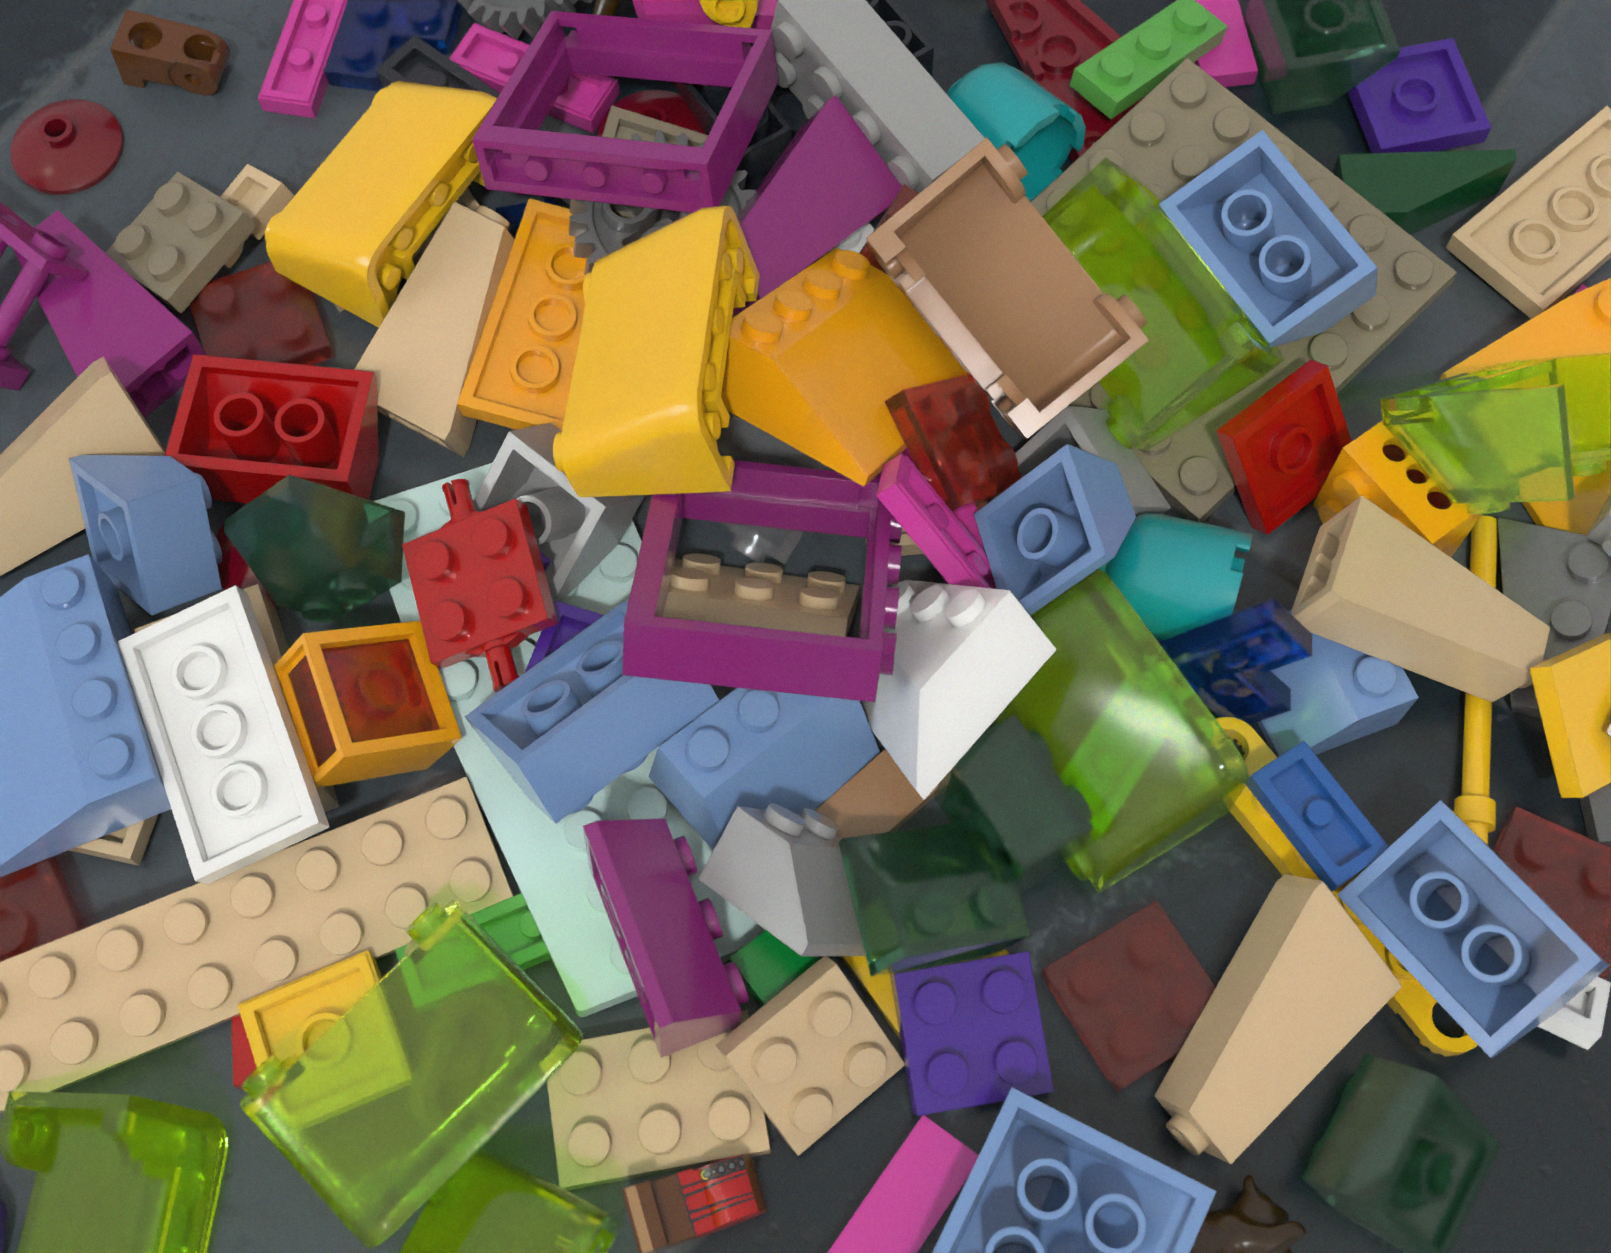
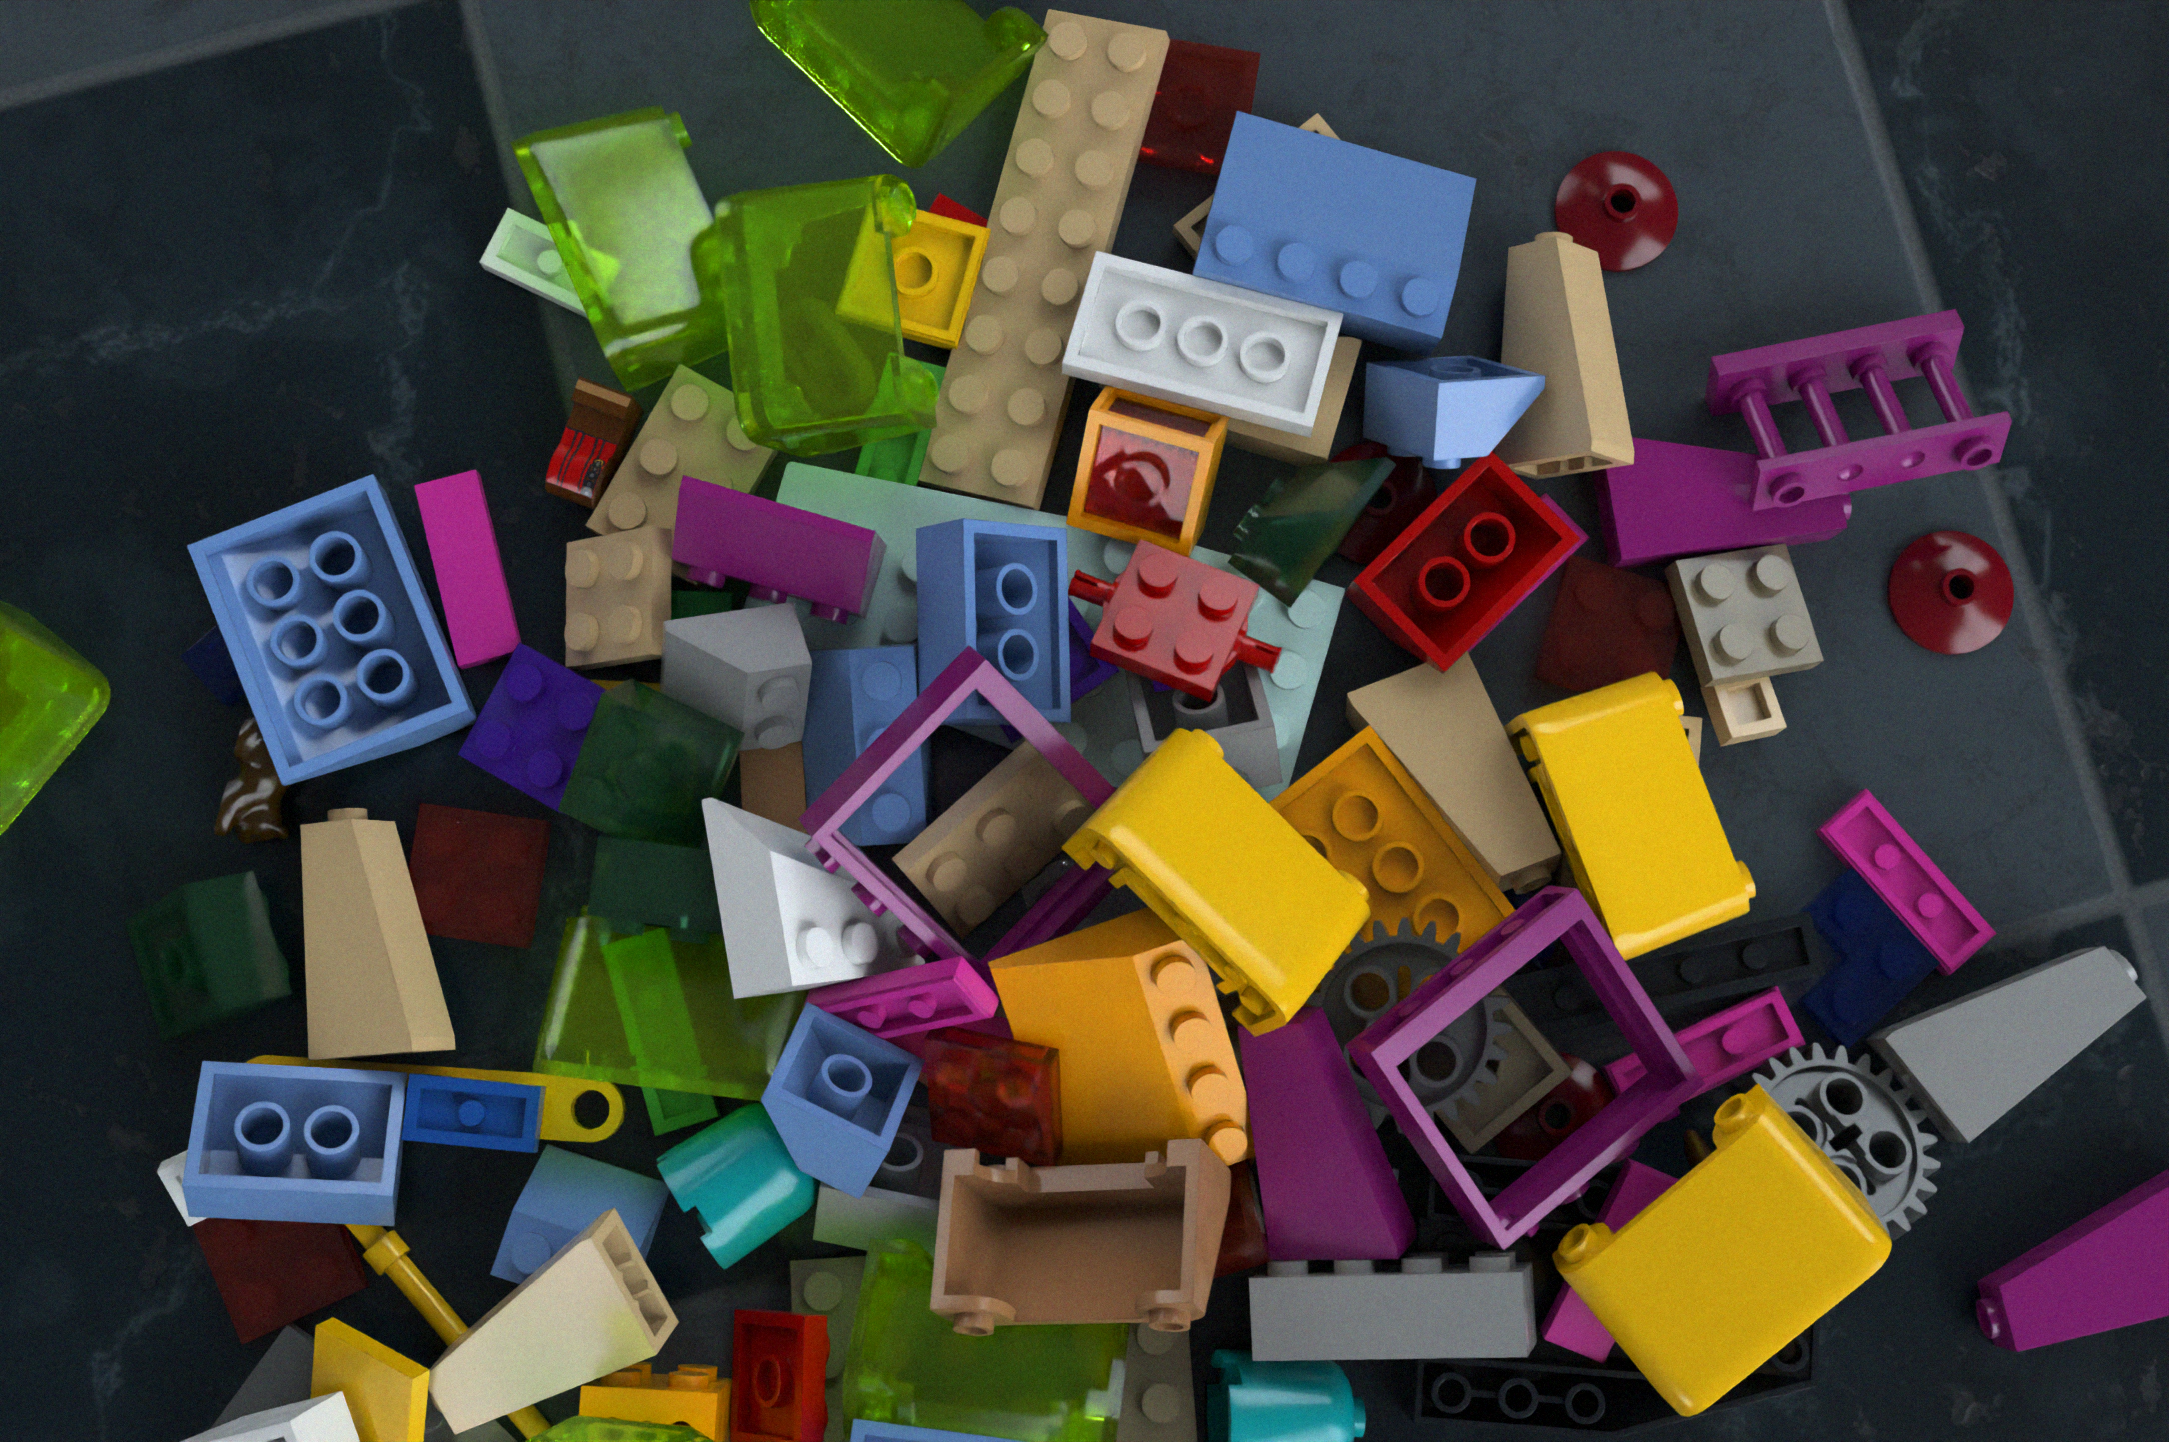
camera: 120 degrees right, 15 degrees up
(168, 53) = (1977, 740): reddish brown leg -> none
(1234, 657) = (619, 1162): clear blue plate -> none

